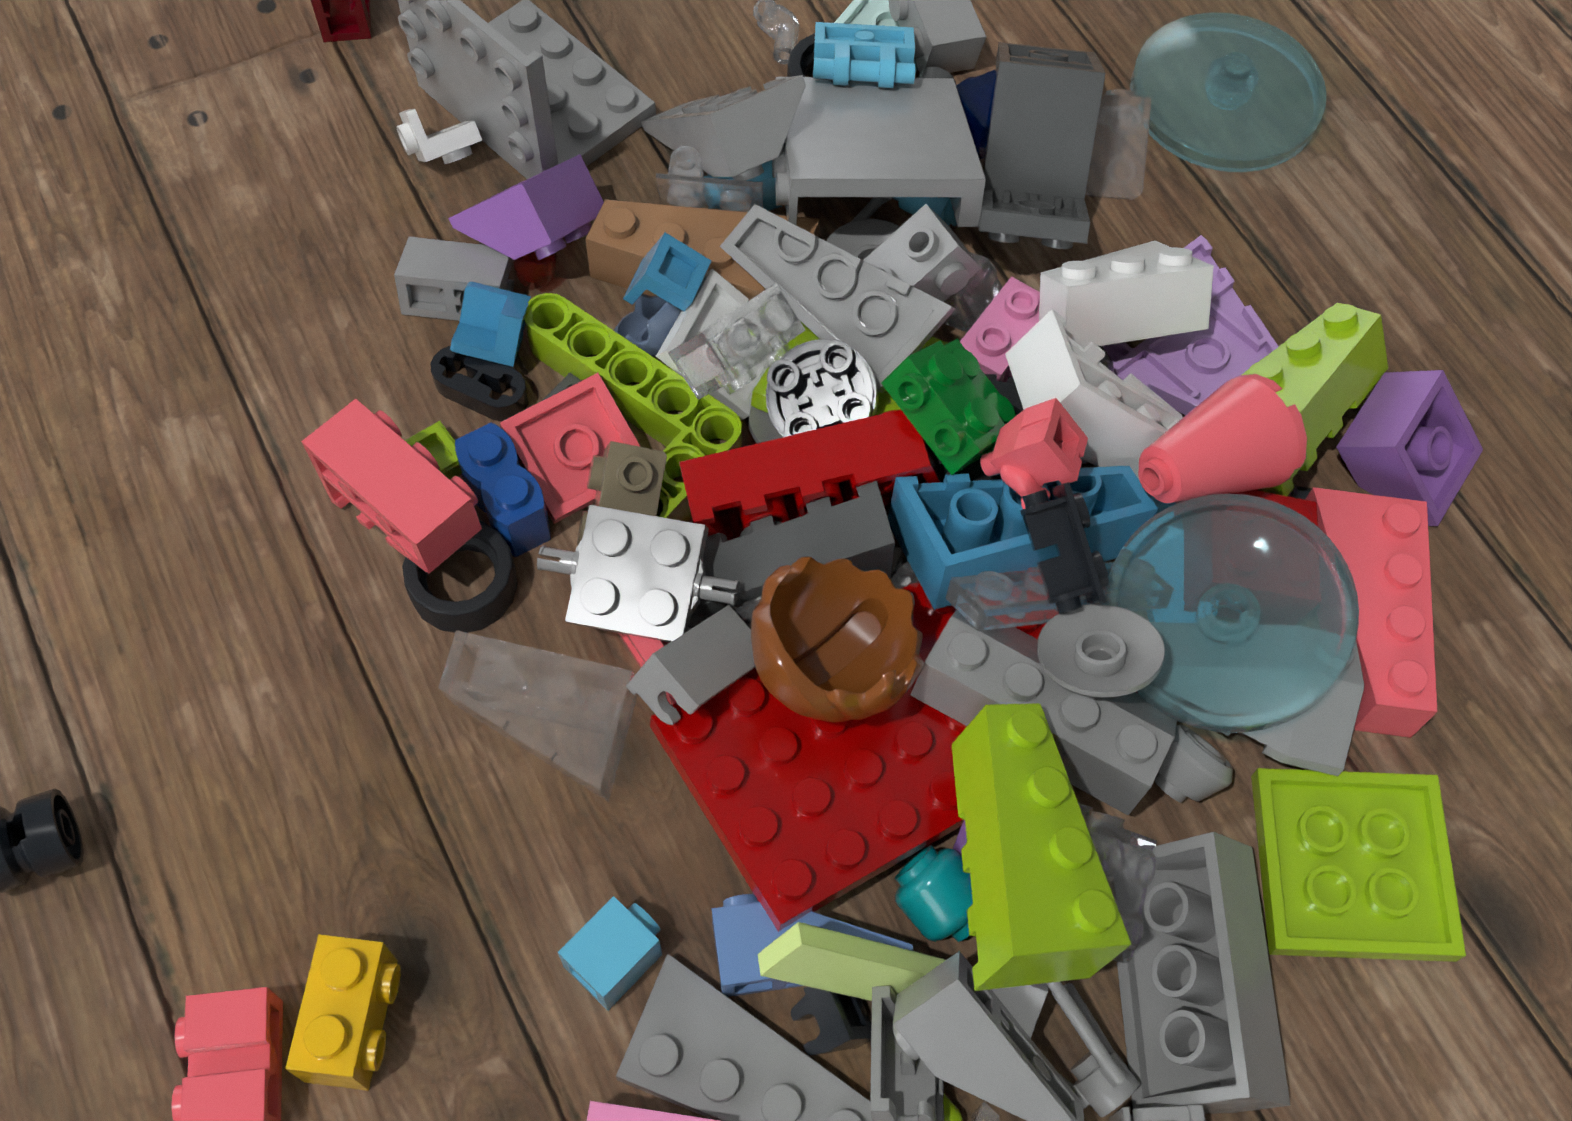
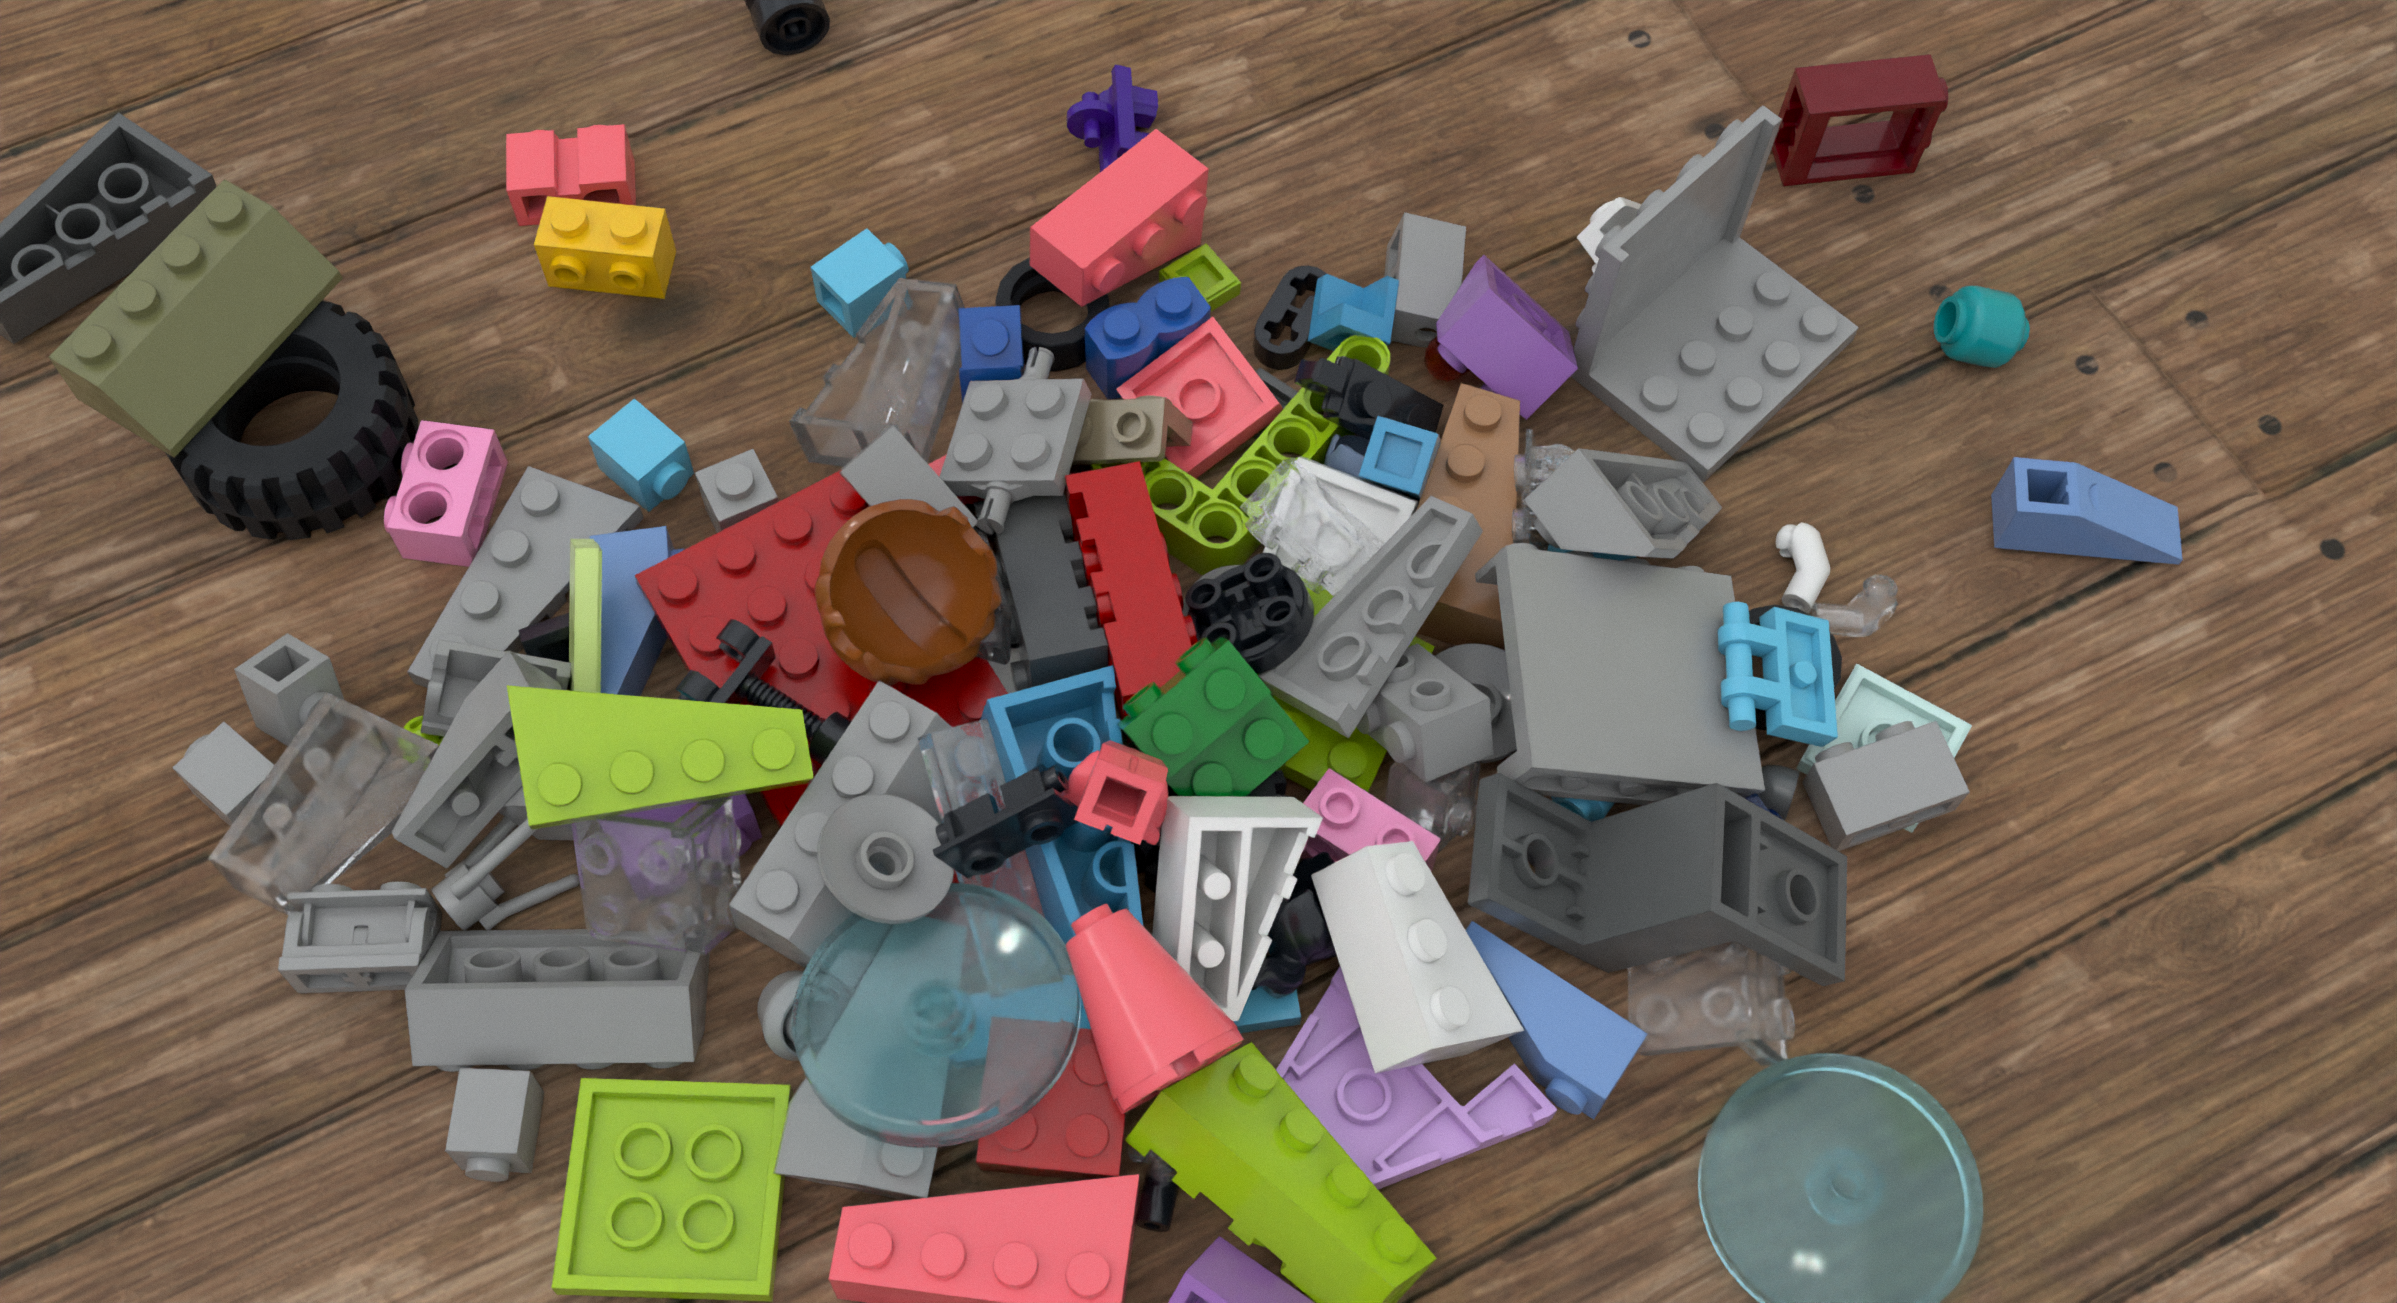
camera: 90 degrees right, 0 degrees up
(244, 517) = (1111, 116): none -> dark purple hips
(412, 747) = (857, 278): none -> medium azure brick
(527, 614) = (990, 344): none -> blue slope
(600, 305) = (1359, 393): none -> black hinge
(674, 846) = (735, 489): none -> light grey brick
(742, 52) = (1811, 563): none -> white arm
(908, 800) = (755, 657): none -> black bar
(1152, 211) = (1567, 1037): none -> medium blue slope
(1327, 1025) = (494, 1122): none -> light grey brick

